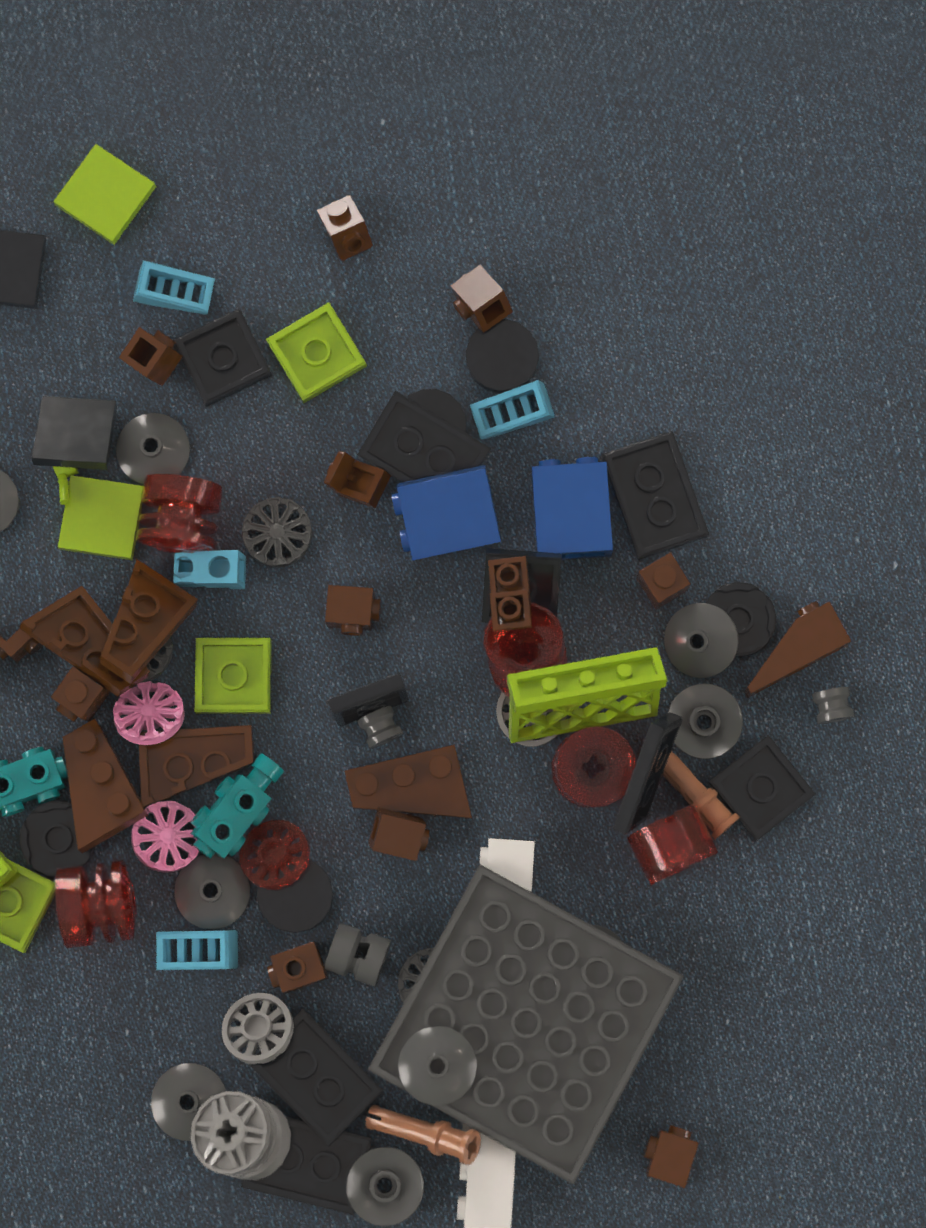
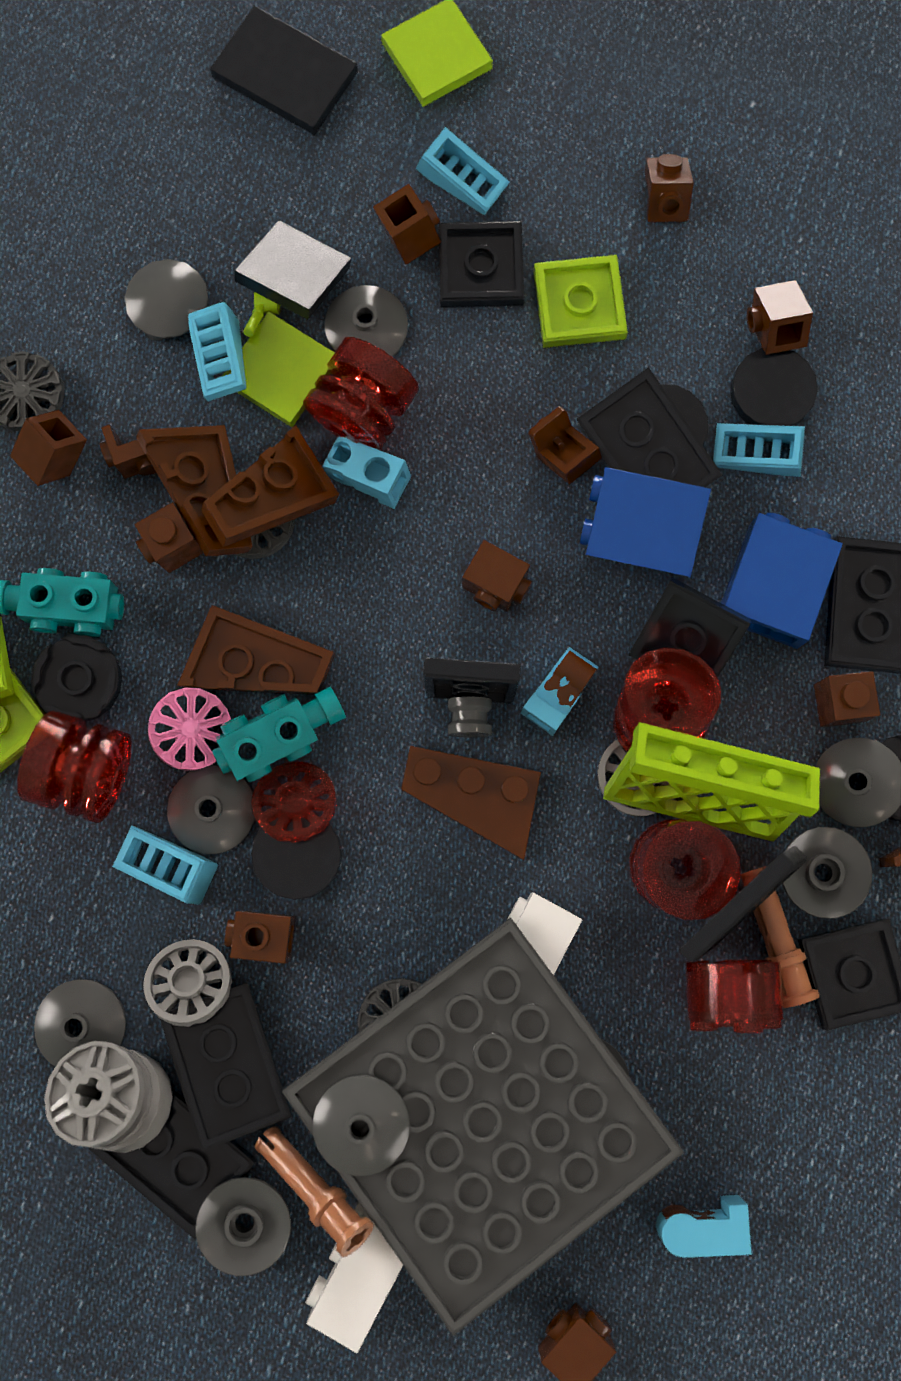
camera: 20 degrees right, 0 degrees up
(33, 509) = (210, 326): none -> medium azure slope
(98, 786) = (143, 644): reddish brown wing -> none
(148, 713) = (231, 590): bright pink wheel -> none
(233, 676) = (339, 592): lime tile -> none
(277, 532) = (454, 464): dark grey wheel -> none
(345, 948) = (320, 941): dark grey wheel -> none
(398, 834) = (436, 842): reddish brown brick -> none
(440, 675) = (559, 691): none -> leg
(510, 594) = (679, 635): reddish brown slope -> none
(719, 1036) = (706, 1231): none -> medium azure leg

